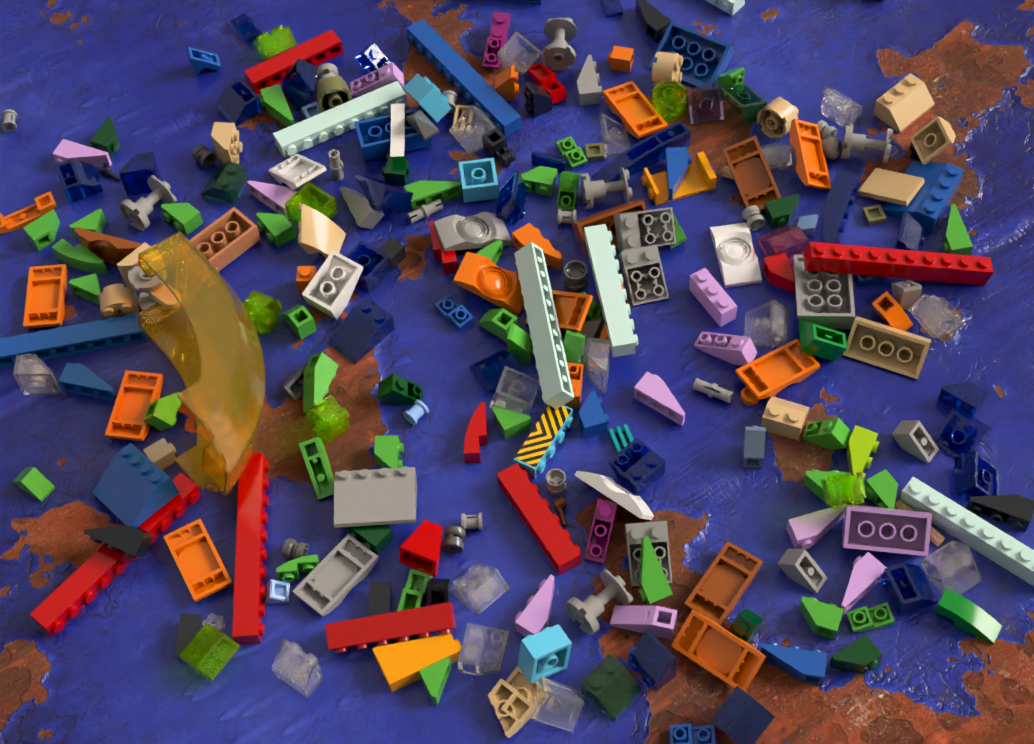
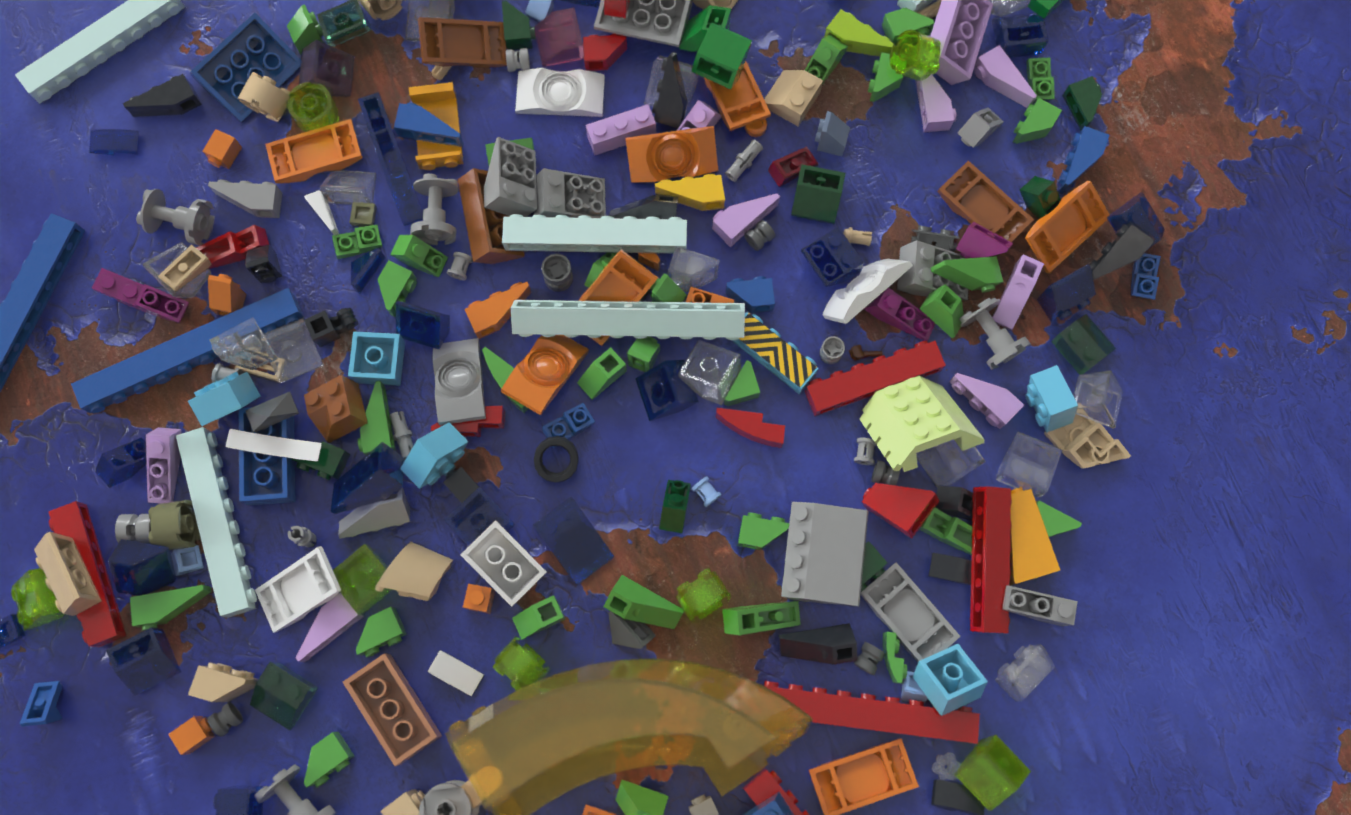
camera: 85 degrees left, 20 degrees up
(190, 138) = (191, 735): none -> orange brick
(252, 277) = (455, 673): none -> white slope
(282, 604) = (949, 679): none -> medium azure brick
(289, 45) = (66, 574): none -> tan slope
(301, 514) = (822, 645): none -> black slope
(355, 672) = (1040, 606): none -> light grey slope
(408, 224) = (434, 455): none -> medium azure brick
(414, 297) = (560, 476): none -> black tyre
(435, 163) = (336, 408): none -> dark orange slope
(466, 94) = (244, 346): none -> clear slope
(506, 545) = (915, 418): none -> yellowish green slope
(520, 56) = (185, 268): none -> tan slope
(587, 127) = (322, 208): none -> white slope
(610, 558) = (944, 309): none -> bright green slope
(619, 431) = (793, 277): teal tile -> none
(646, 412) = (759, 235): none -> dark grey wheel
(647, 330) = (653, 206): none -> black slope
(665, 481) = (858, 237): none -> tan pin
(673, 365) = (699, 193): none -> yellow slope
(683, 556) = (943, 239): none -> dark grey hinge
(684, 580) = (981, 242): none -> magenta slope
(695, 447) = (818, 194): none -> dark green slope
(700, 335) = (672, 154): none -> orange slope
(709, 697) = (1128, 247): none -> black slope
(720, 429) = (788, 167): none -> dark red slope
(753, 319) = (672, 98): none -> black slope
(792, 343) = (721, 56): none -> green slope

